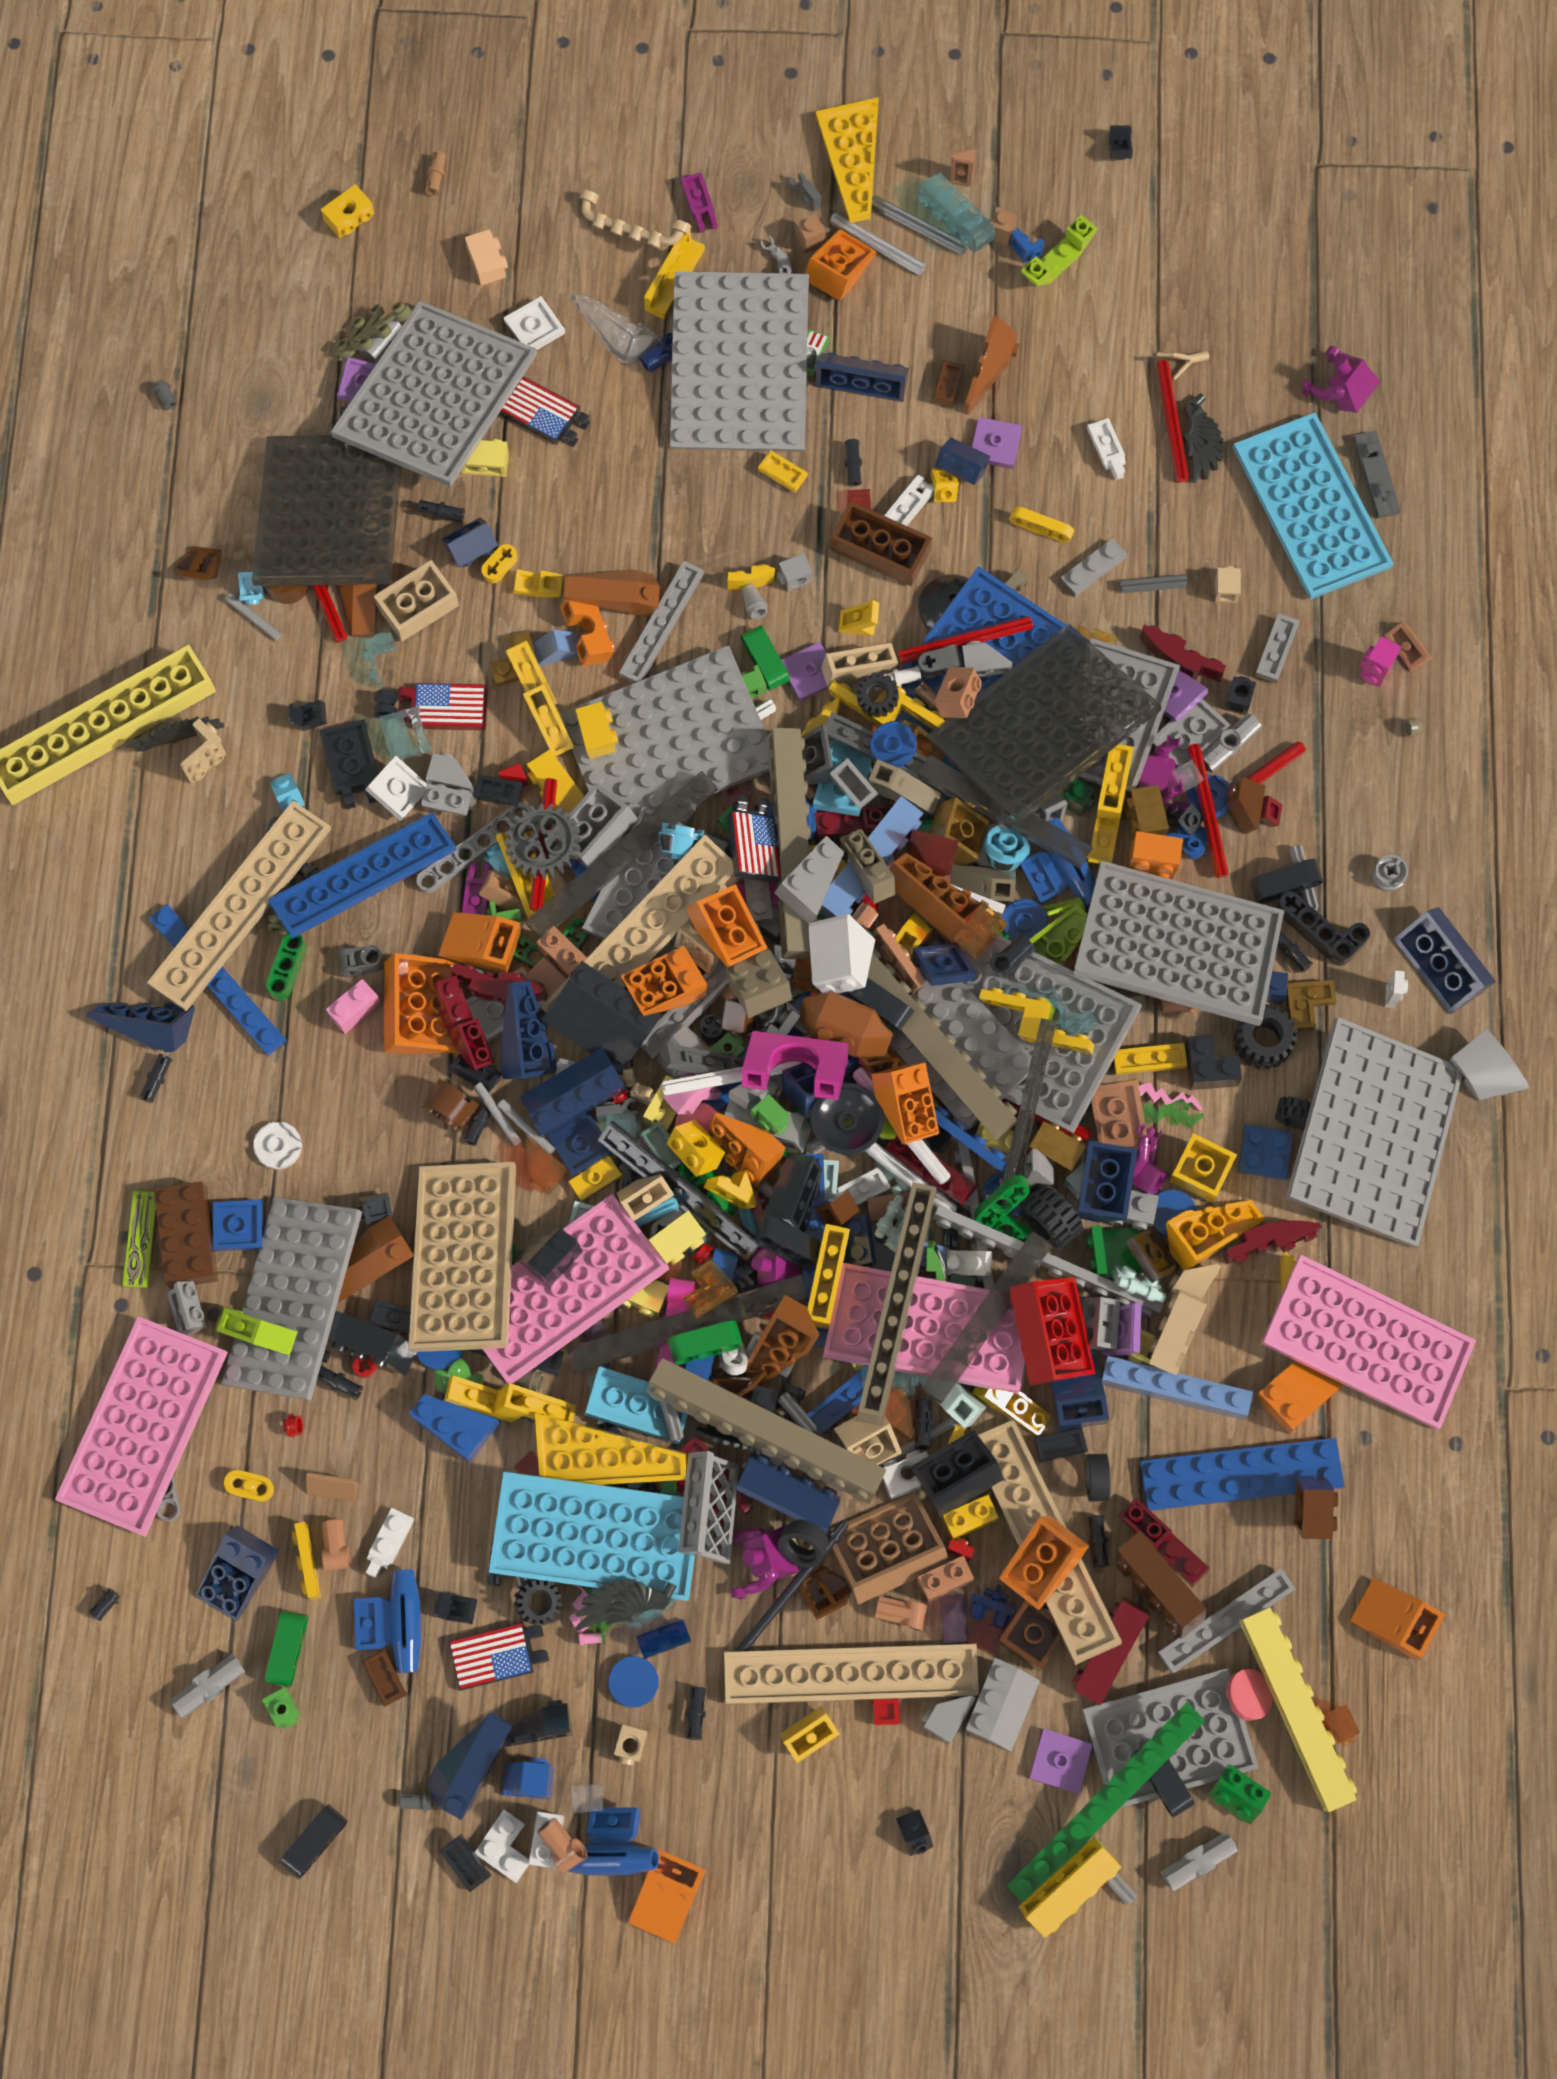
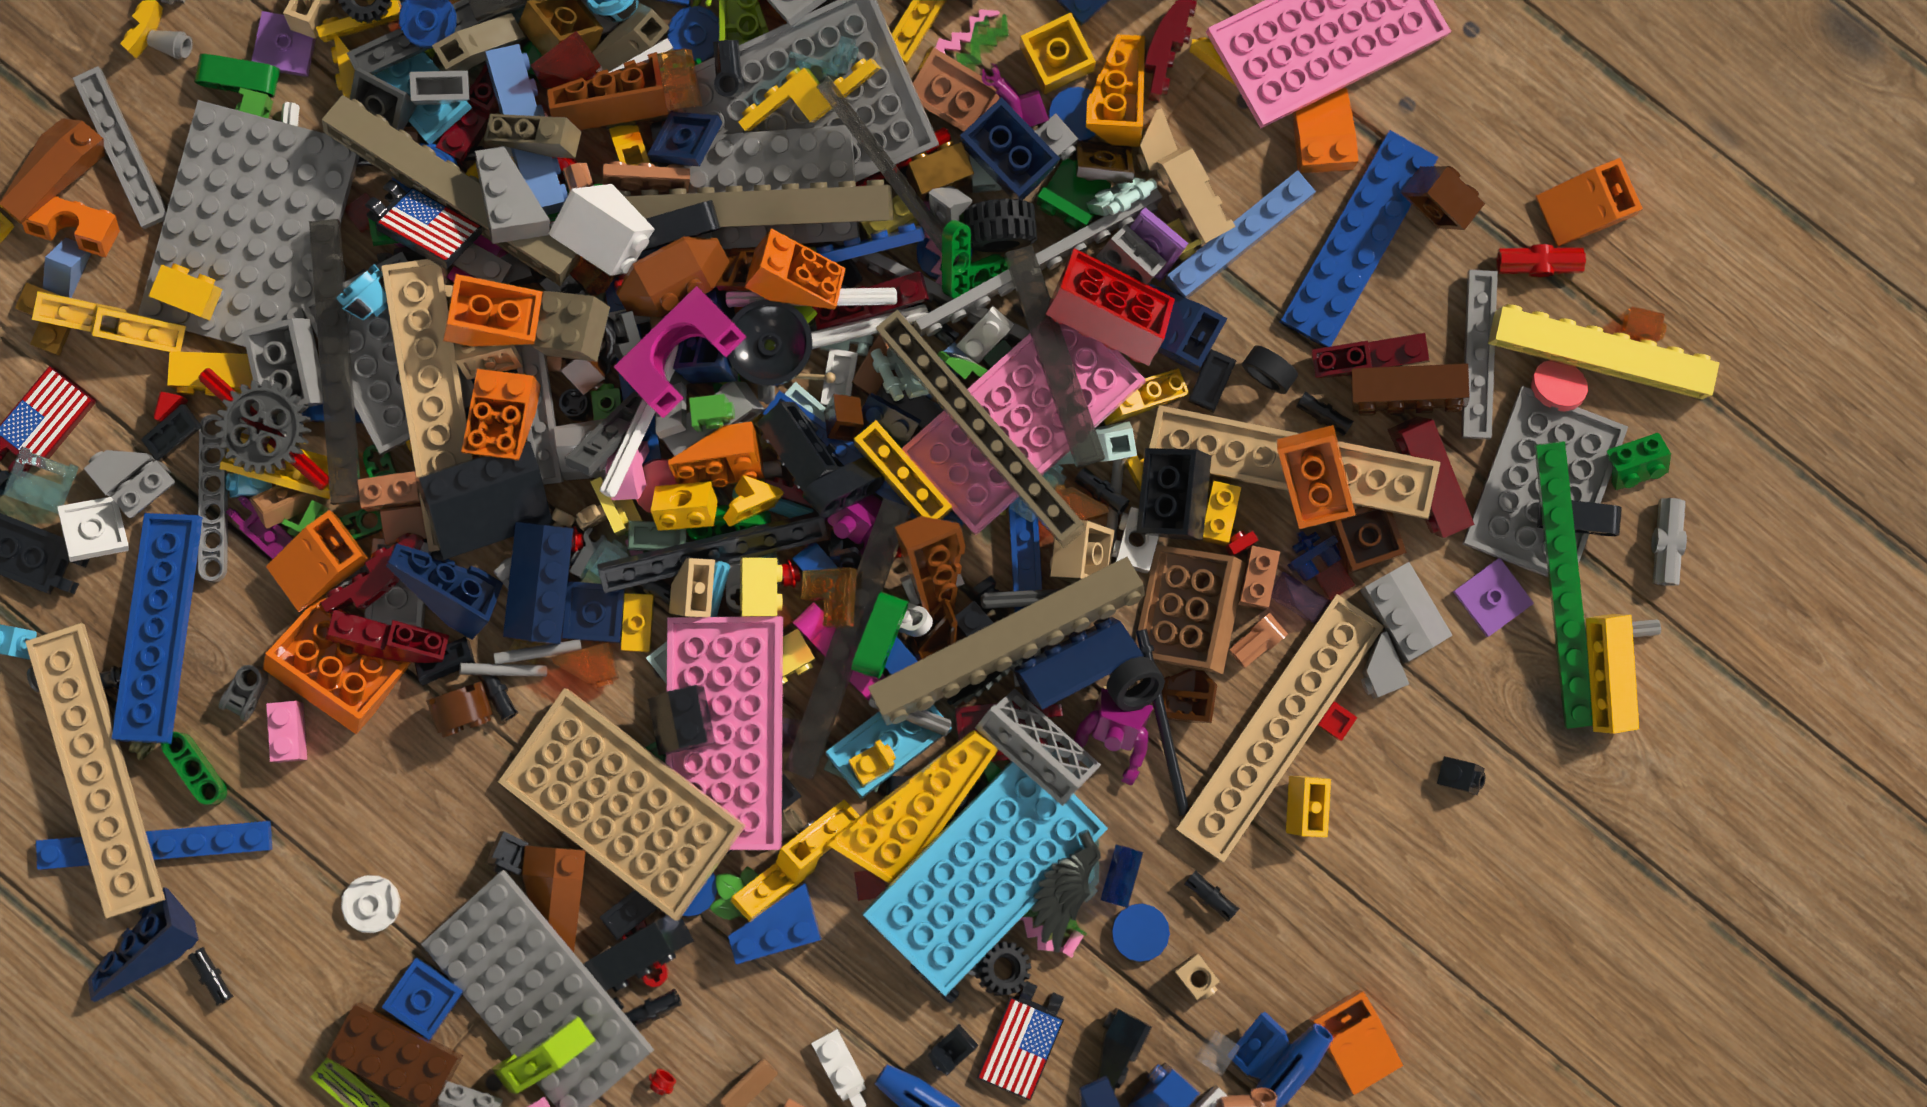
camera: 60 degrees left, 10 degrees up
(613, 1403) = (873, 763): none -> yellow bracket
(858, 1180) = (829, 377): none -> tan hinge
(1329, 1615) = (1540, 260): none -> red piece

